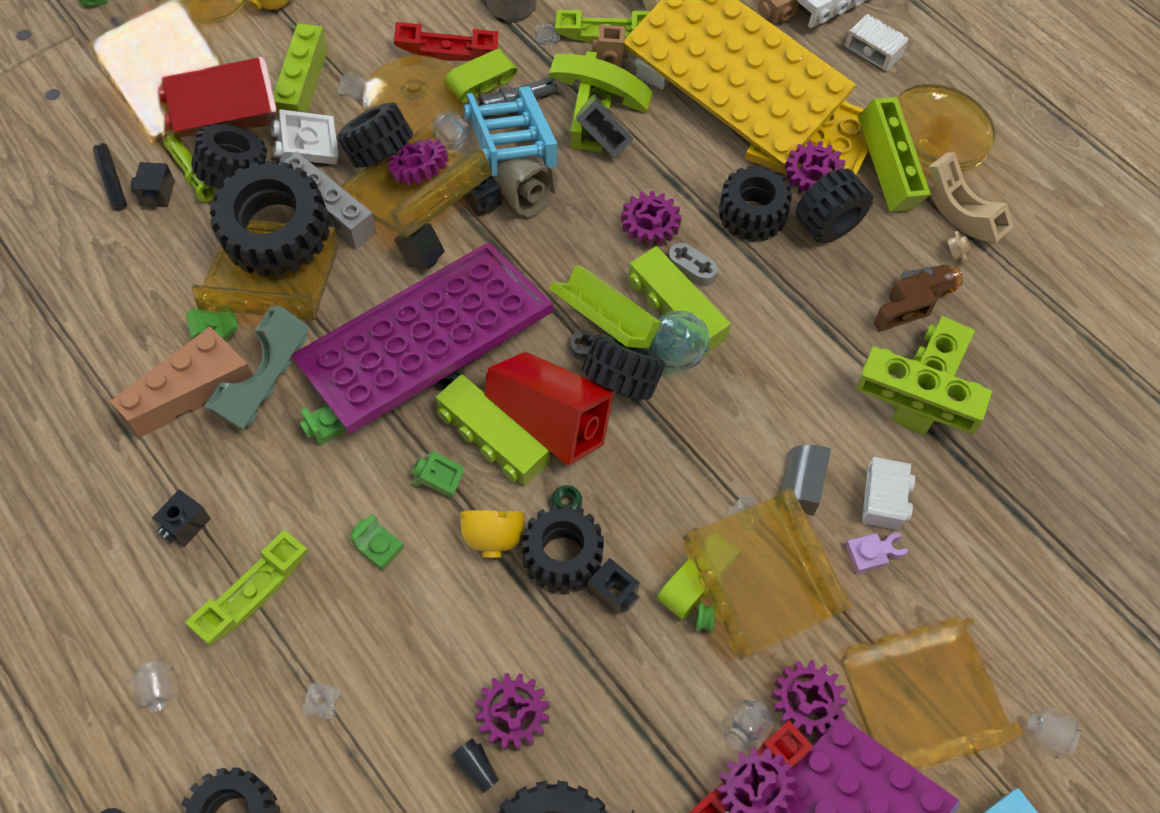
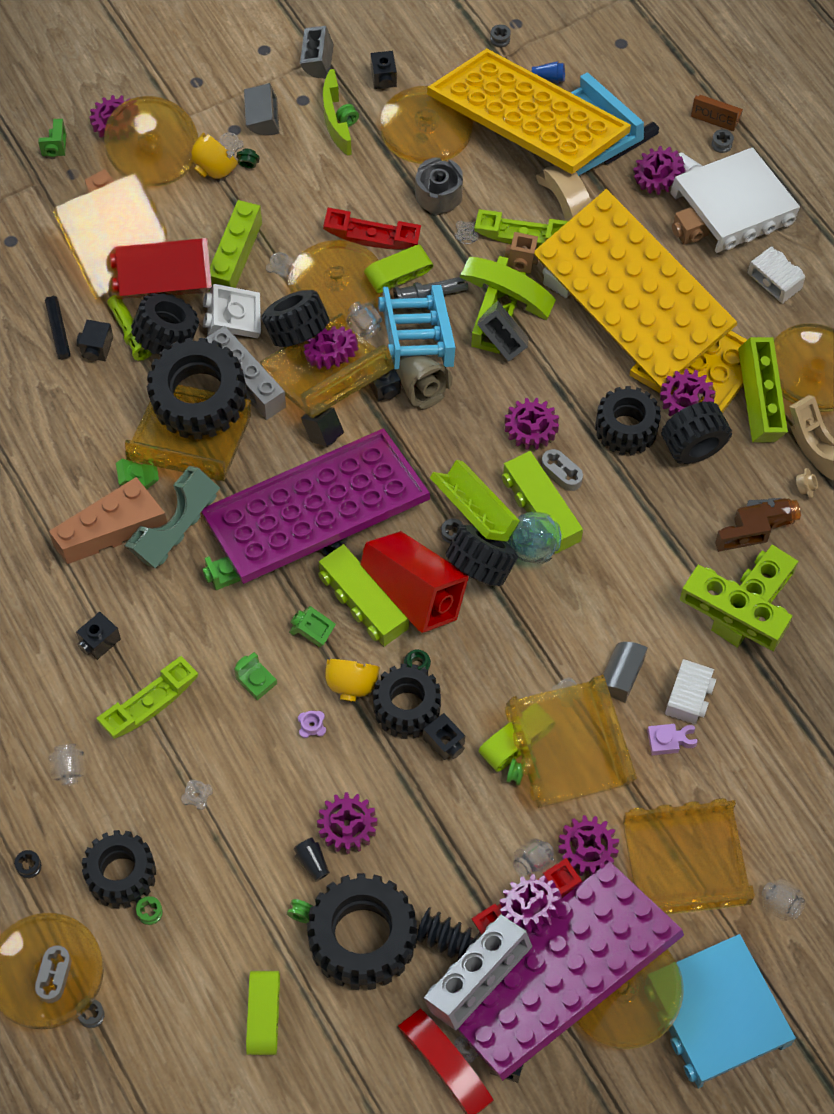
camera: 10 degrees right, 0 degrees up
(449, 583) = (311, 717): none -> lavender plate

